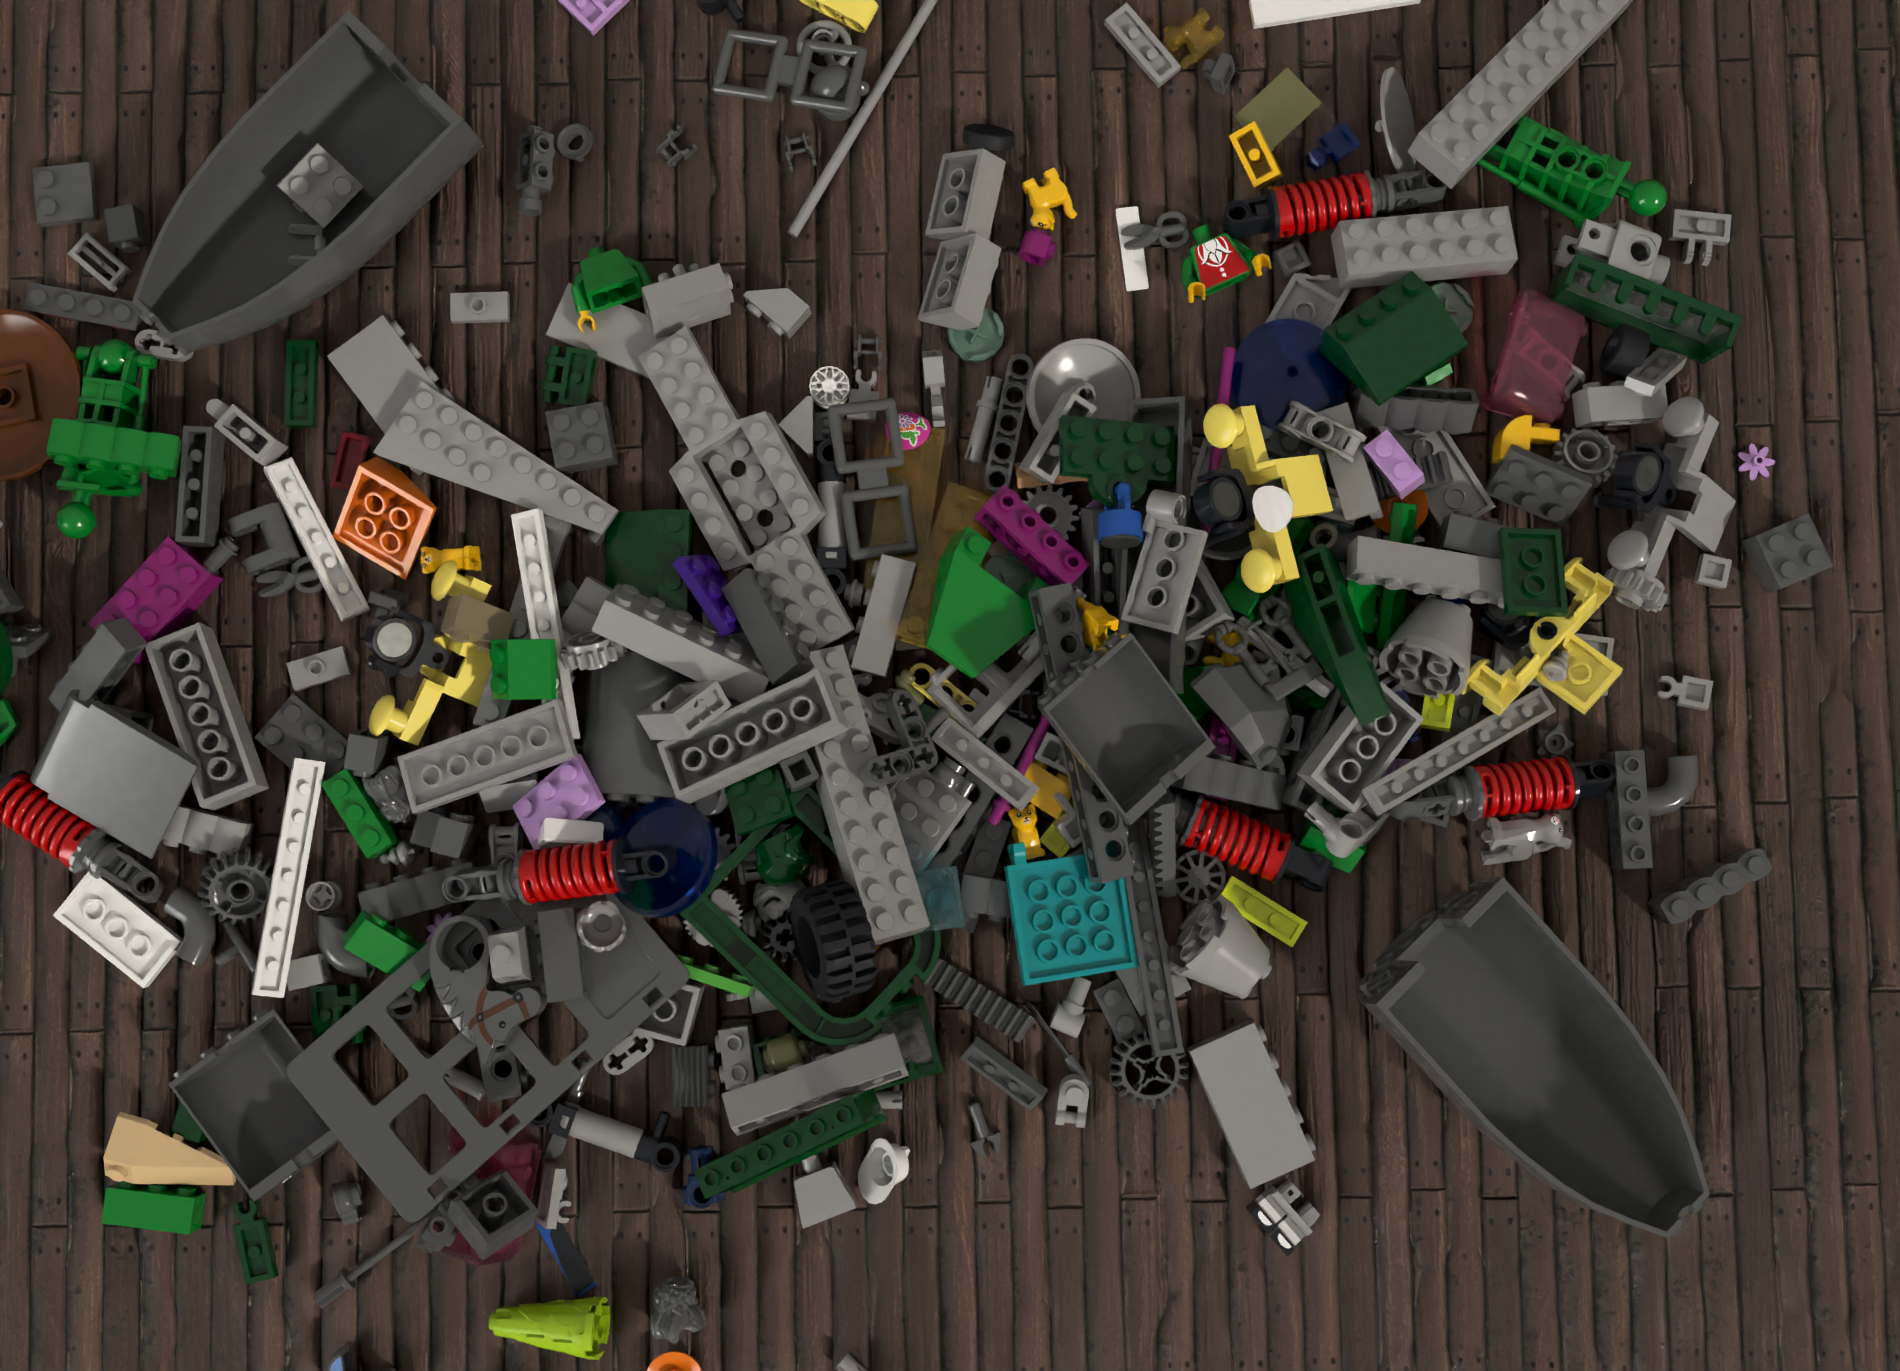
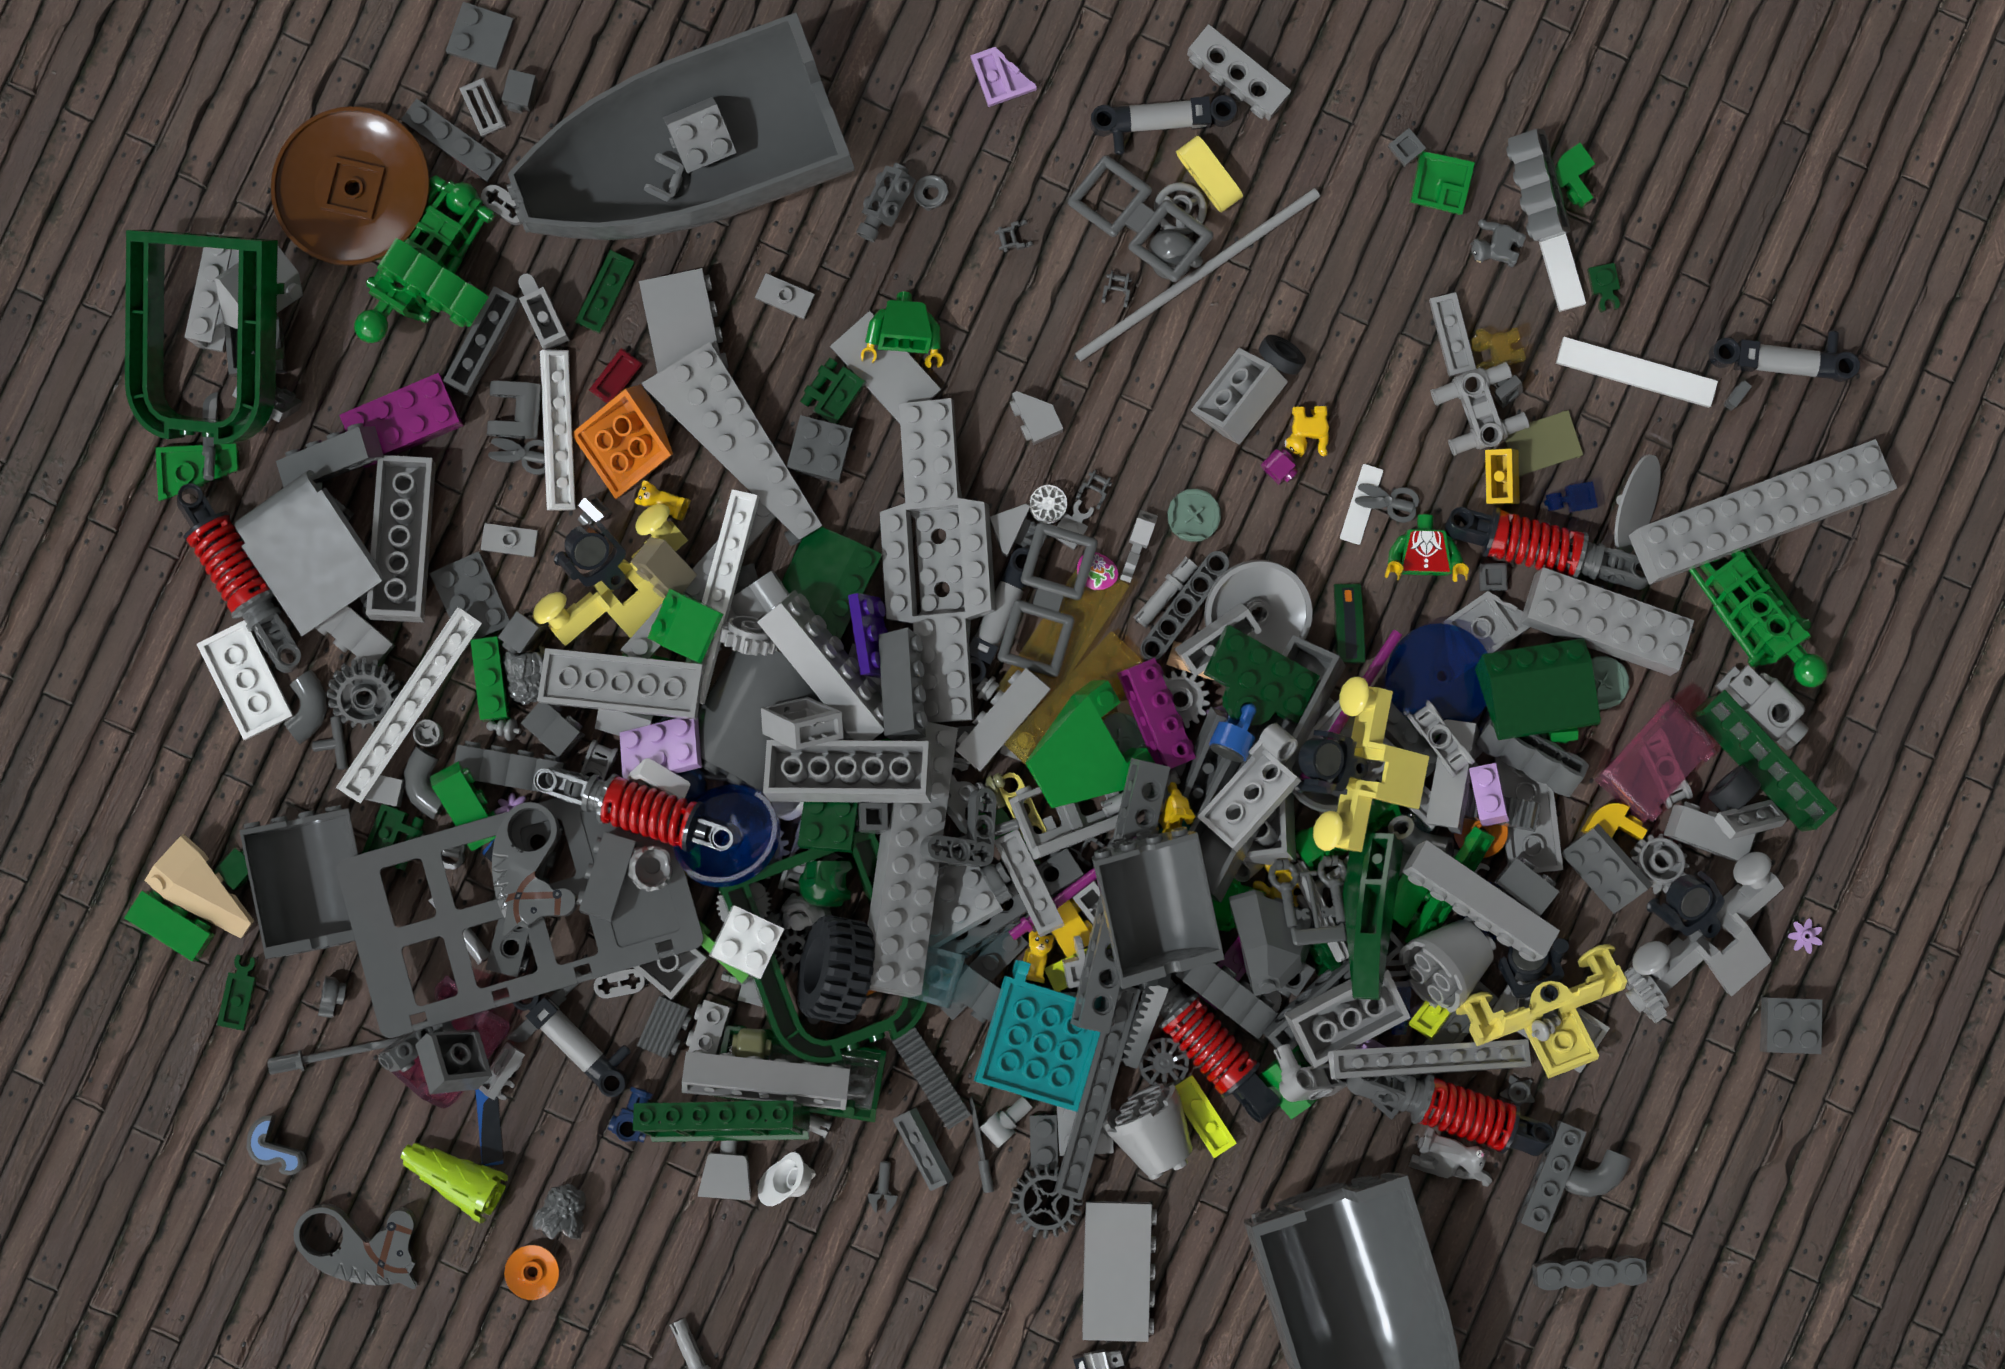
camera: 20 degrees right, 0 degrees up
(221, 553) = (472, 405): dark grey pin -> none
(511, 956) = (565, 858): light grey torso -> none
(687, 298) = (963, 375): light grey piece -> none
(729, 956) = (746, 942): none -> white brick
(960, 282) = (1199, 467): light grey slope -> none
(1072, 1092) = (974, 1191): light grey plate -> none
(1175, 365) = (1349, 623): none -> dark green slope
(1203, 101) = (1479, 408): none -> light grey piece
(1272, 508) = (1364, 784): white sticker -> none
(1532, 572) = (1557, 938): dark green plate -> none
(1690, 691) = (1653, 1104): light grey plate -> none
(1701, 228) = (1854, 715): light grey hinge -> none
(1712, 571) = (1722, 1011): light grey plate -> none

